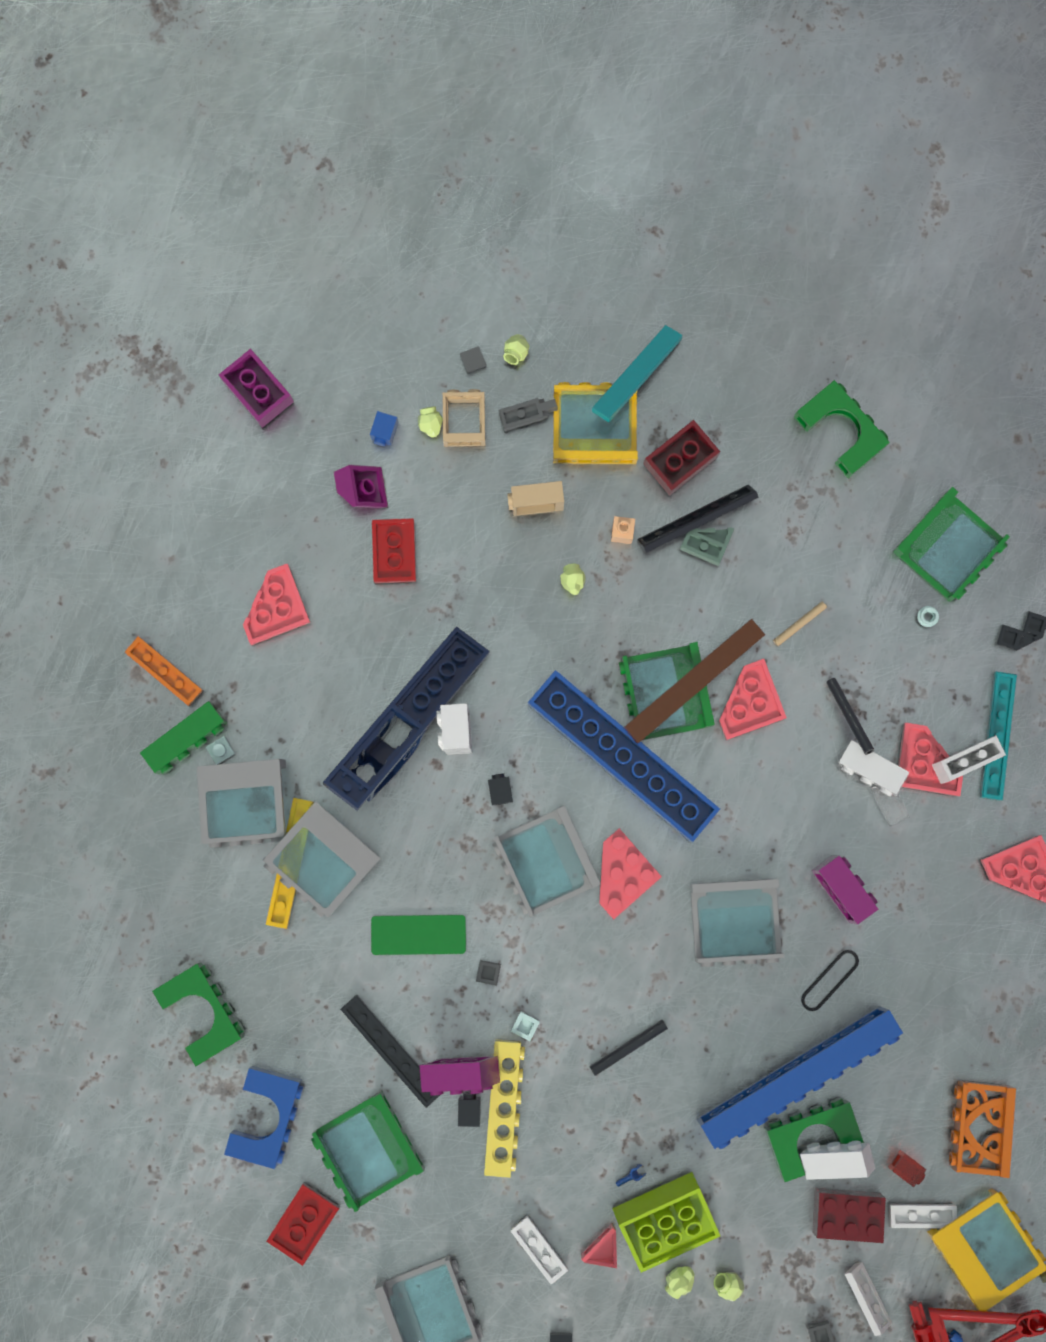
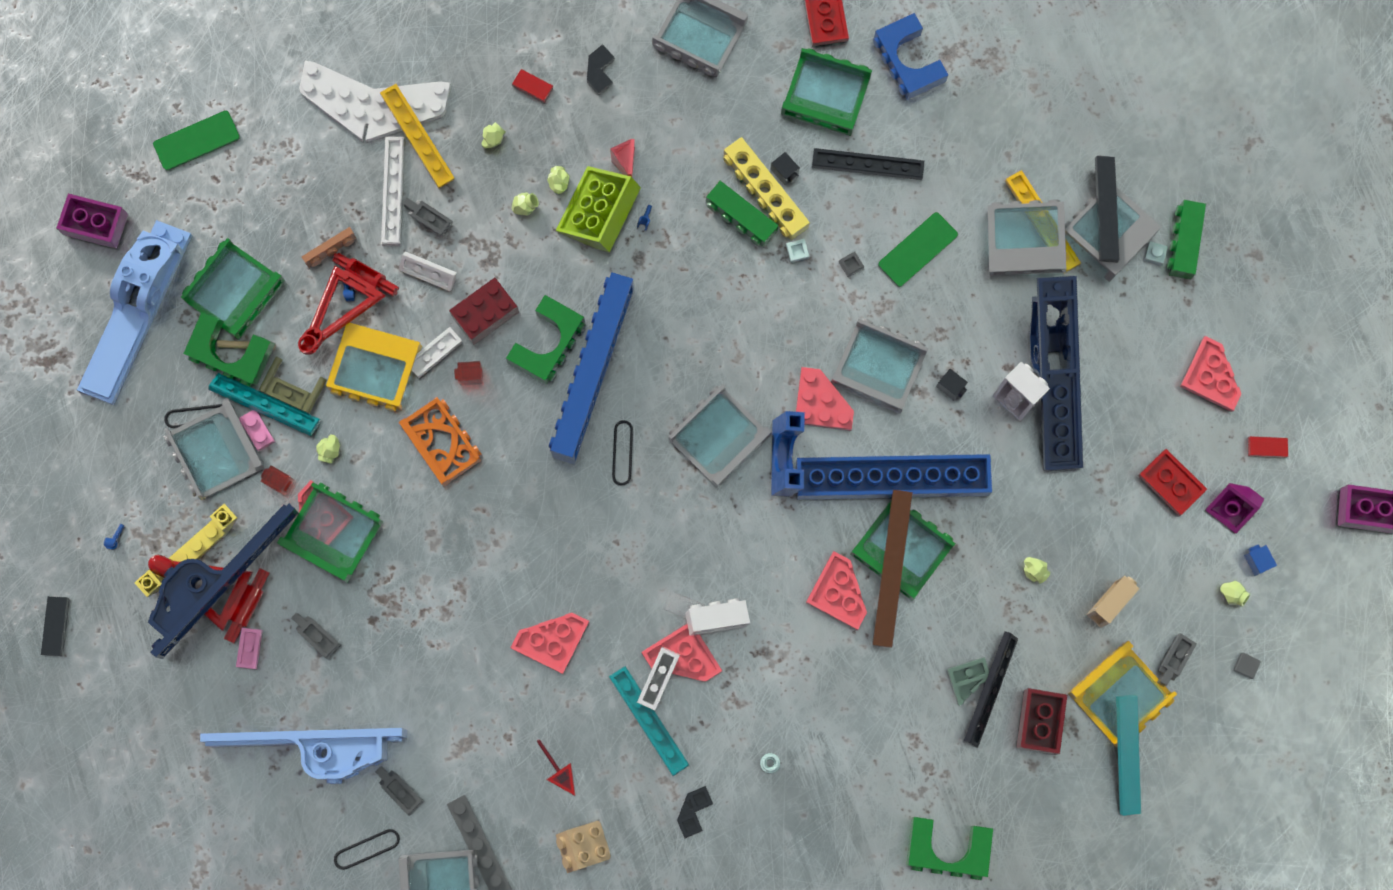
camera: 135 degrees right, 5 degrees down
(163, 671) = (1242, 270): orange plate -> none
(198, 982) = (985, 86): green arch -> none
(229, 822) = (1107, 209): none -> black tile
(287, 510) = (1267, 447): none -> red tile
(459, 1075) = (813, 181): magenta brick -> none
(463, 439) = (1216, 594): tan window -> none
(515, 349) = (1226, 698): yellowish green rock -> none
(539, 1249) = (664, 124): white plate -> none
(544, 1103) = (741, 214): none -> green brick
(623, 530) = (1034, 634): light nougat brick -> none
(628, 1047) = (718, 294): black piece -> none
(717, 833) = (785, 429): none -> blue arch
(800, 623) = (854, 678): tan bar -> none
(837, 1160) = (522, 335): white brick -> none
(845, 889) = (666, 517): magenta brick -> none
(850, 716) = (765, 639): black piece -> none
(950, 546) = (798, 830): clear light blue panel -> none

